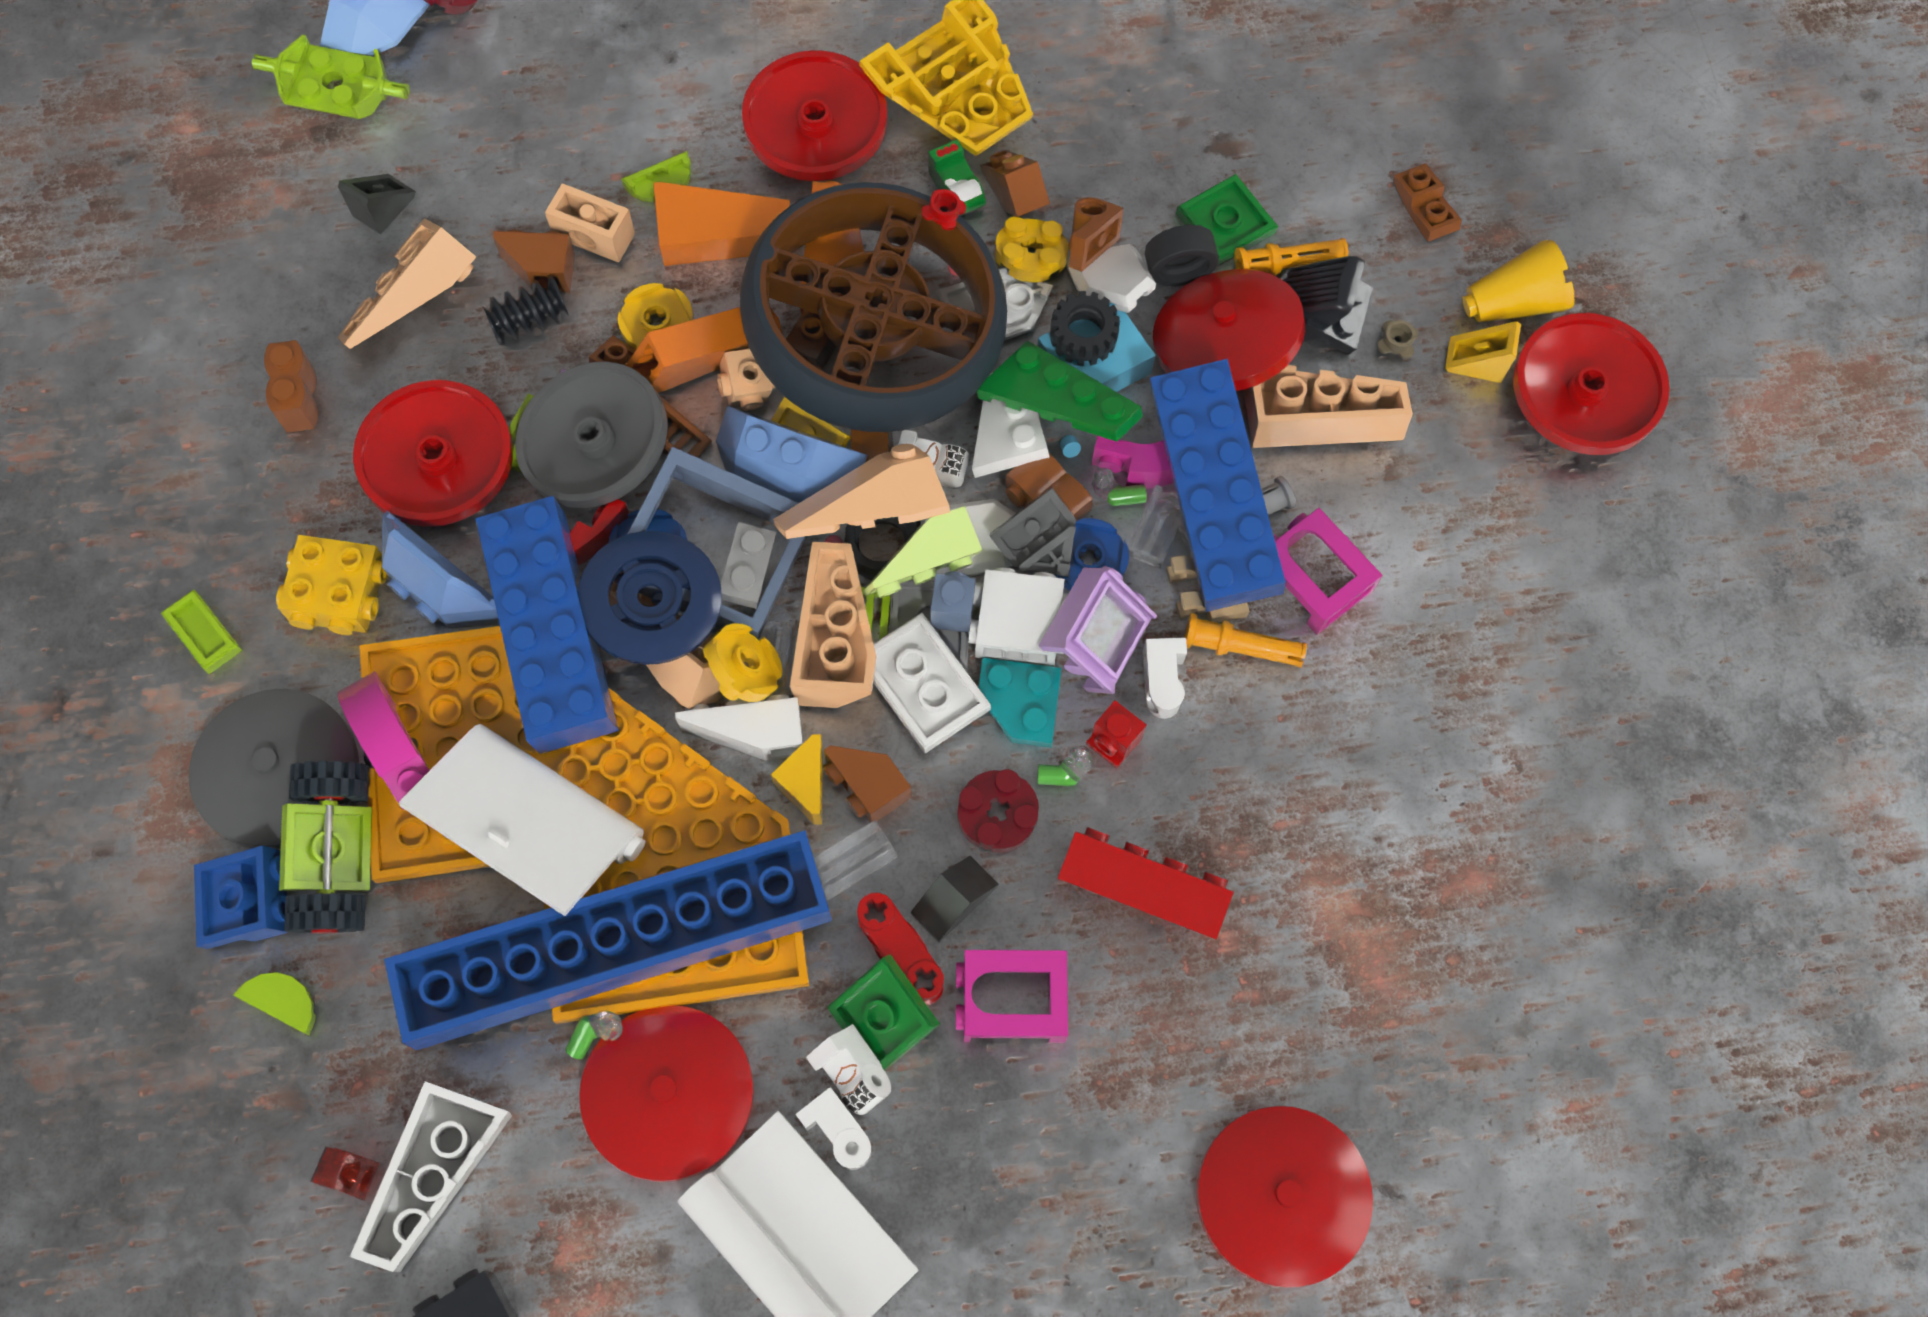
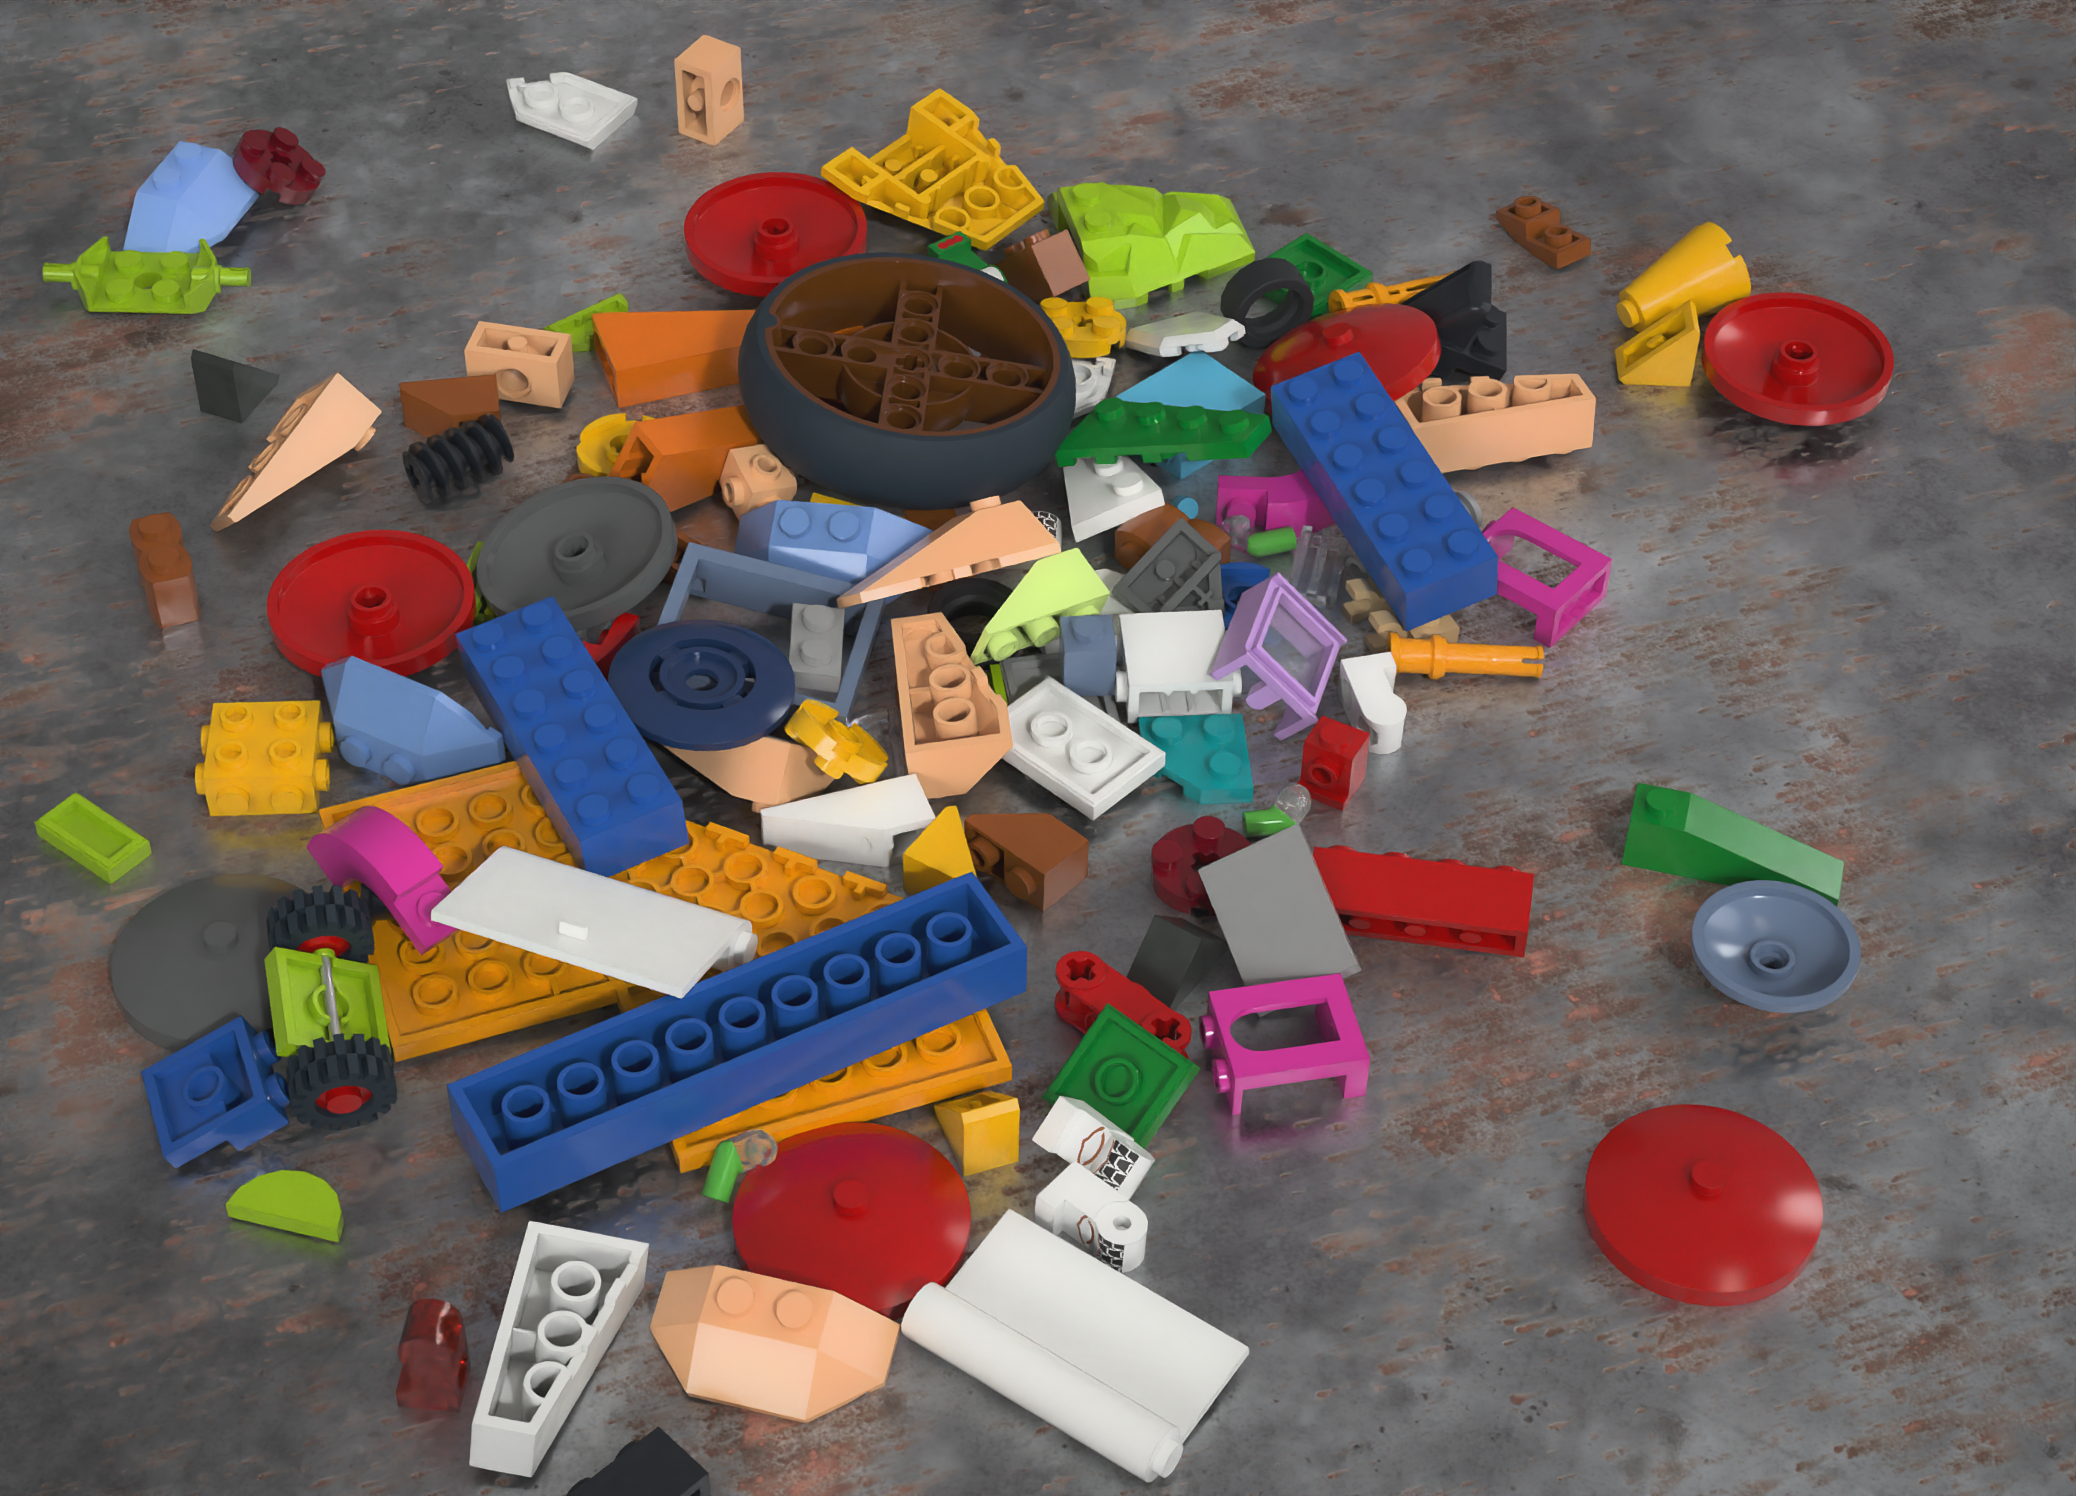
camera: 10 degrees left, 25 degrees down
(583, 1196) = (770, 1342): none -> light nougat wedge
(773, 1025) = (981, 1130): none -> yellow slope
(861, 872) = (1051, 942): clear tile -> none
(945, 200) = (972, 262): red plate -> none
(1035, 887) = (1278, 912): none -> light grey tile
(1089, 309) = (1172, 370): black tyre -> none
(1094, 230) = (1152, 295): dark orange plate -> none
(1110, 156) = (1147, 240): none -> lime wedge
(1385, 853) = (1706, 842): none -> green wedge
(1401, 330) = (1552, 355): dark tan plate -> none
(1424, 968) = (1775, 946): none -> sand blue dish

